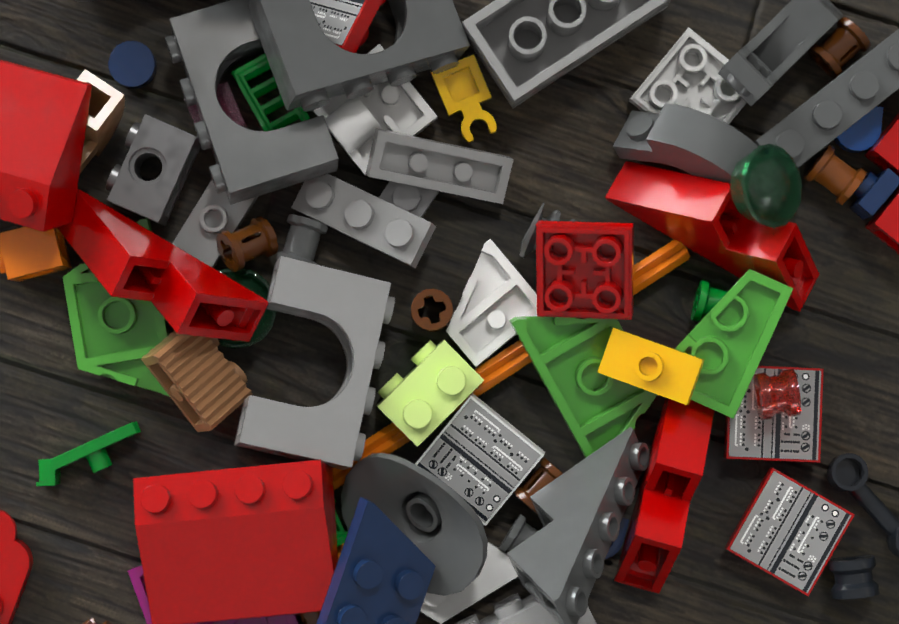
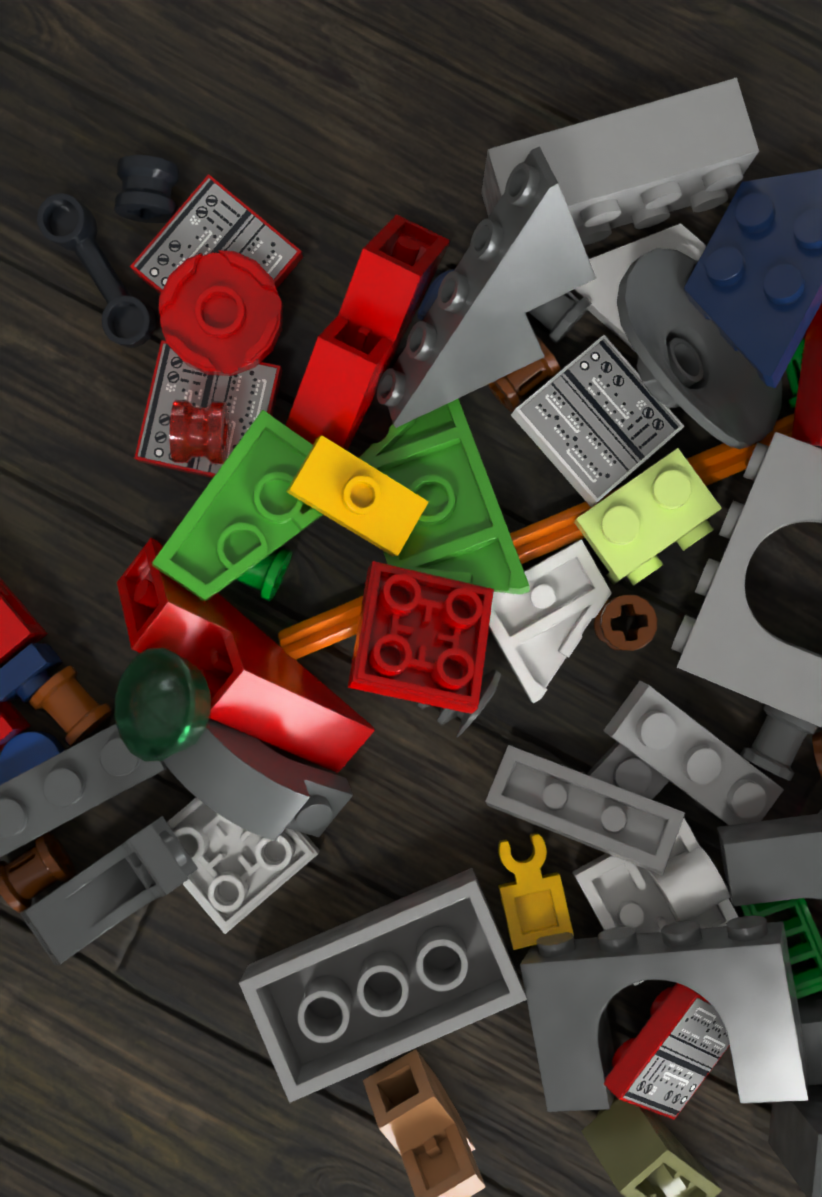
camera: 170 degrees left, 0 degrees up
(778, 489) = (221, 313): none -> red tile

